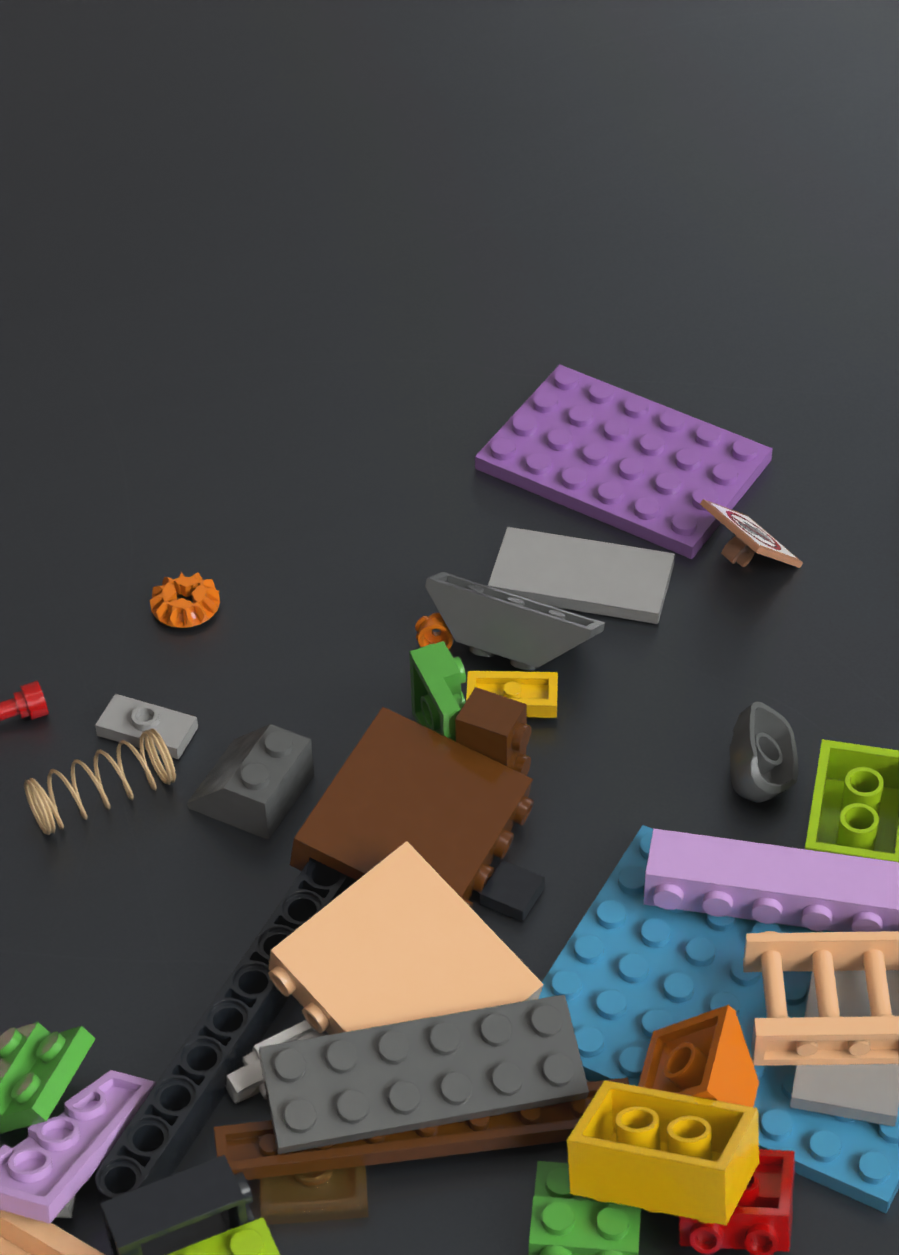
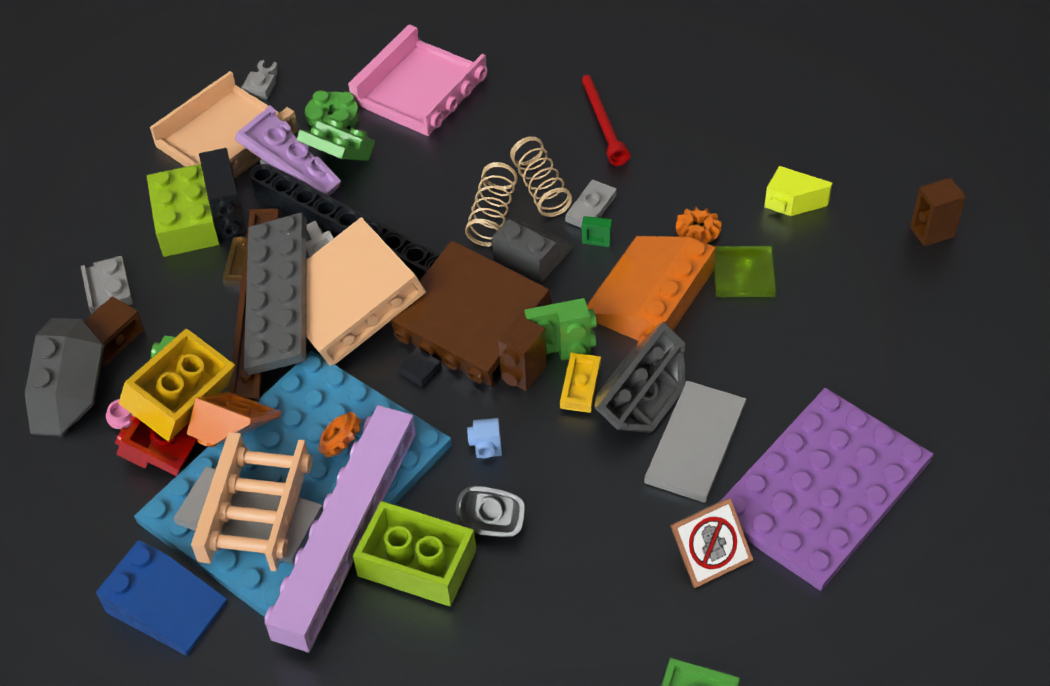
camera: 100 degrees right, 5 degrees up
(102, 836) = (492, 224): none -> tan piece
(118, 497) = (796, 192): none -> neon yellow slope
(169, 346) = (937, 211): none -> reddish brown brick
(213, 703) = (596, 231): none -> green plate
(270, 549) = (744, 271): none -> clear neon green tile
(319, 633) = (653, 284): none -> orange slope
(634, 780) = (486, 437): none -> light blue plate
(694, 950) = (339, 434): none -> orange gear

